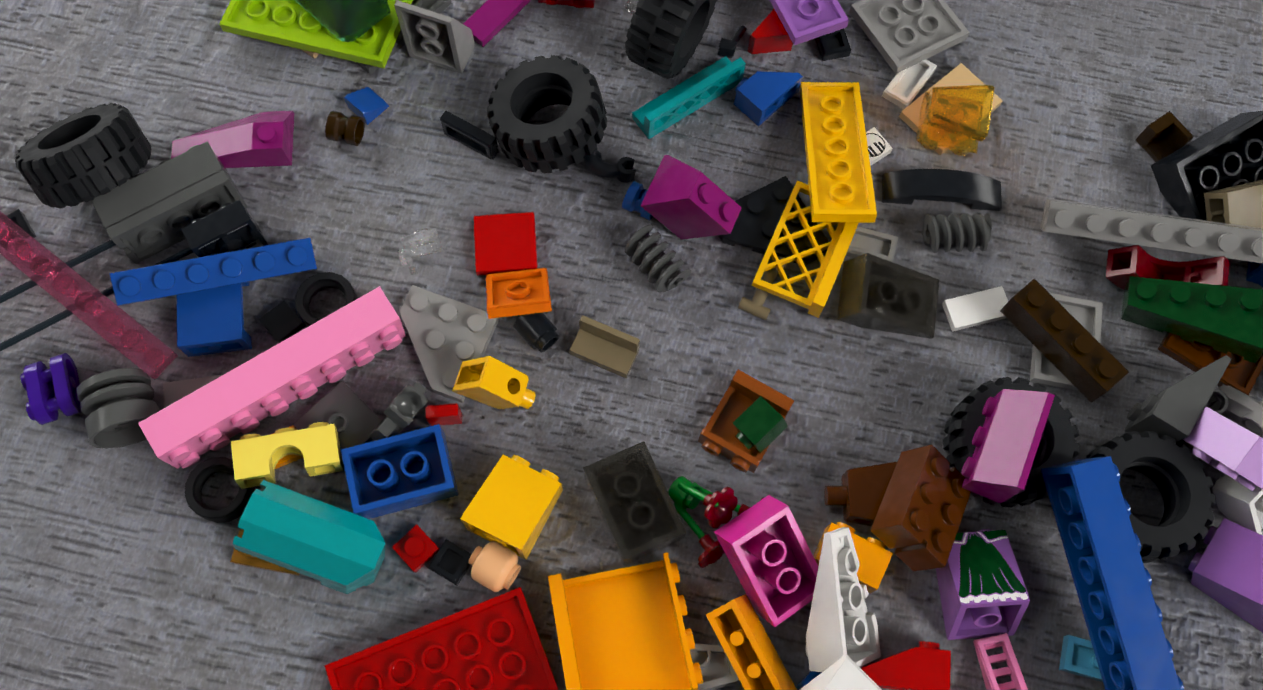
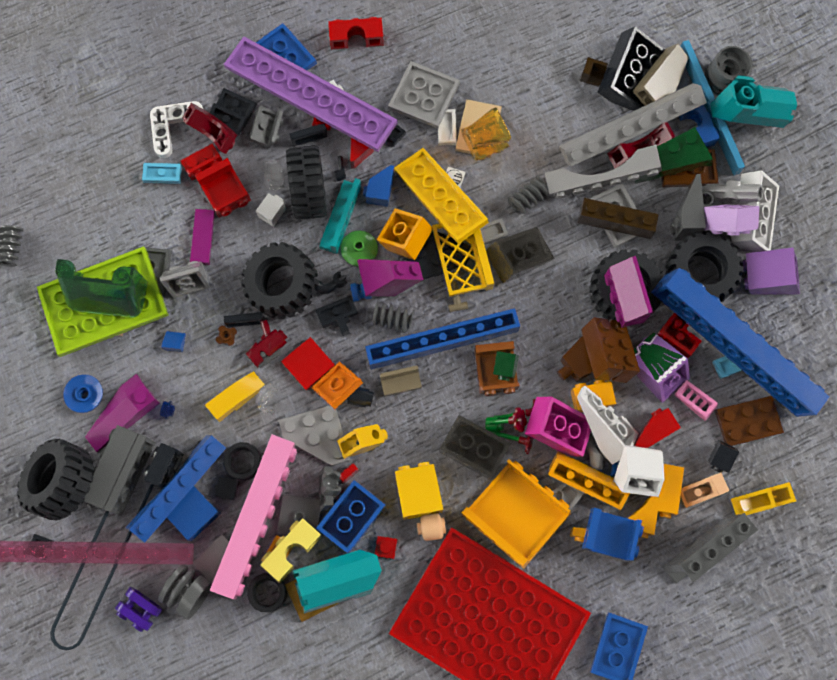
camera: 35 degrees left, 5 degrees up
(205, 80) = (76, 387): none -> blue dish
(291, 176) = (167, 409): none -> clear blue plate
(341, 127) = (174, 363): dark brown wheel -> none
(380, 216) = (234, 396): none -> yellow slope
(436, 147) = (226, 340): none -> reddish brown plate
(450, 562) = (408, 541): black tile -> none
(470, 188) = (269, 346): none -> dark red piece
(589, 209) = (337, 314): none -> black hinge
(607, 30) = (271, 209): none -> white brick
(695, 155) = (352, 254): none -> bright green dish
(701, 331) = (442, 338): none -> blue brick
(752, 166) = (405, 234): none -> light orange brick
(793, 642) = (595, 455): none -> light grey arm
(942, 185) = (504, 176): black slope -> none
(975, 308) = (564, 229): white tile -> none
(1038, 561) = (678, 336): none -> red brick
(1151, 287) = (643, 162): none -> light grey arch

